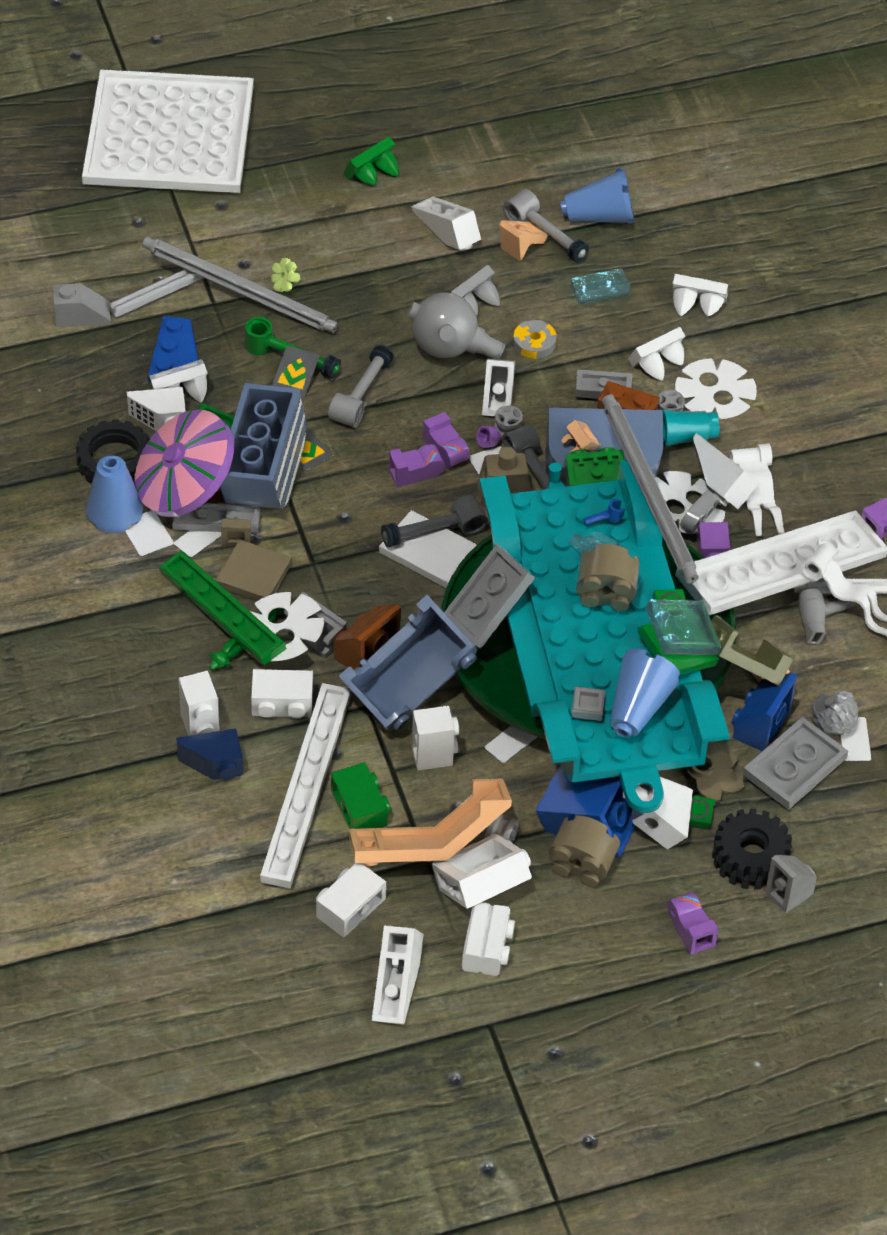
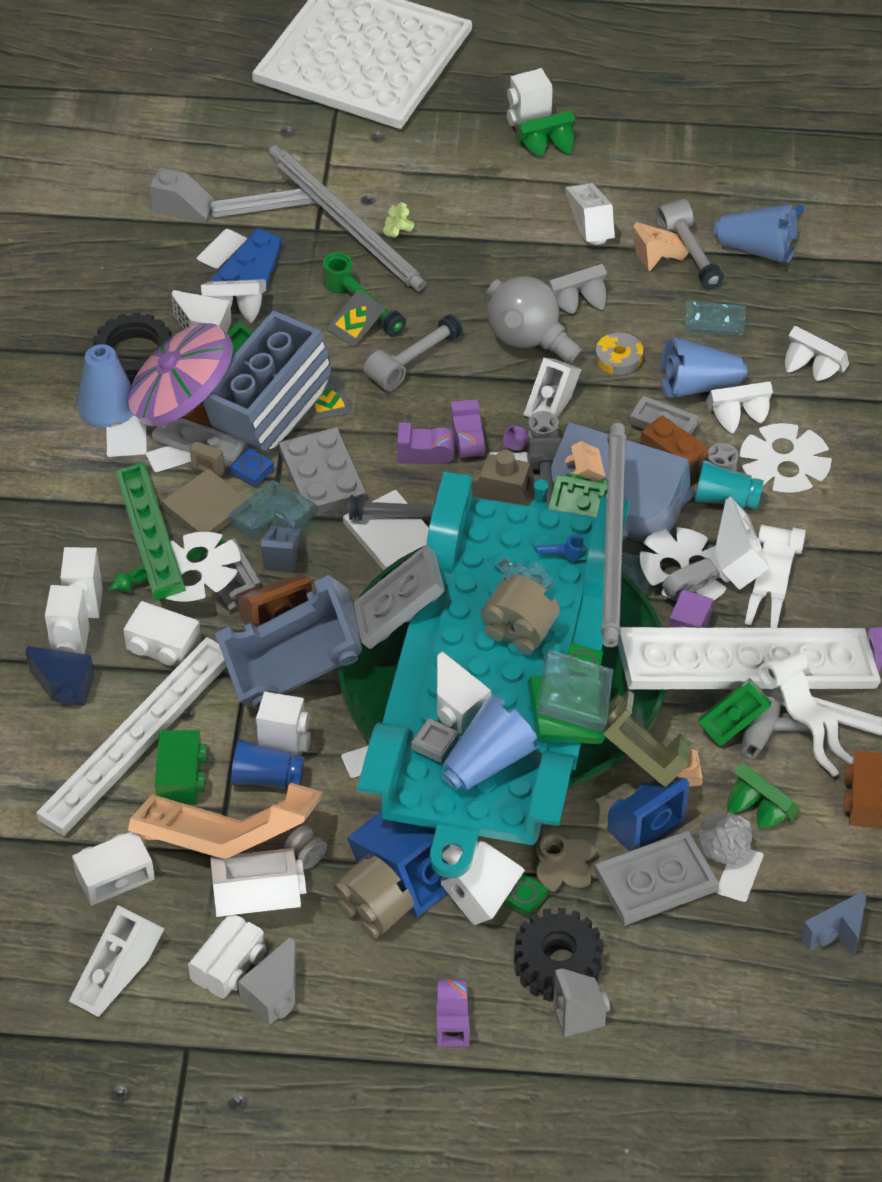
camera: 25 degrees right, 0 degrees up
(138, 343) = (221, 248): none -> white sticker
(190, 657) = (82, 569): none -> white brick
(276, 527) = (252, 467): none -> blue tile
(316, 551) = (269, 503): none -> clear light blue plate
(337, 513) = (322, 469): none -> light grey plate
(344, 588) = (280, 548): none -> sand blue slope
(348, 136) = (529, 97): none -> white brick
(432, 775) = (265, 766): none -> blue plant
(537, 949) = (271, 984): none -> light grey slope
(589, 659) = (458, 694): none -> white slope
(610, 333) = (698, 368): none -> medium blue cone
(793, 609) = (735, 712): none -> green tile
(834, 665) = (749, 788): none -> green tile

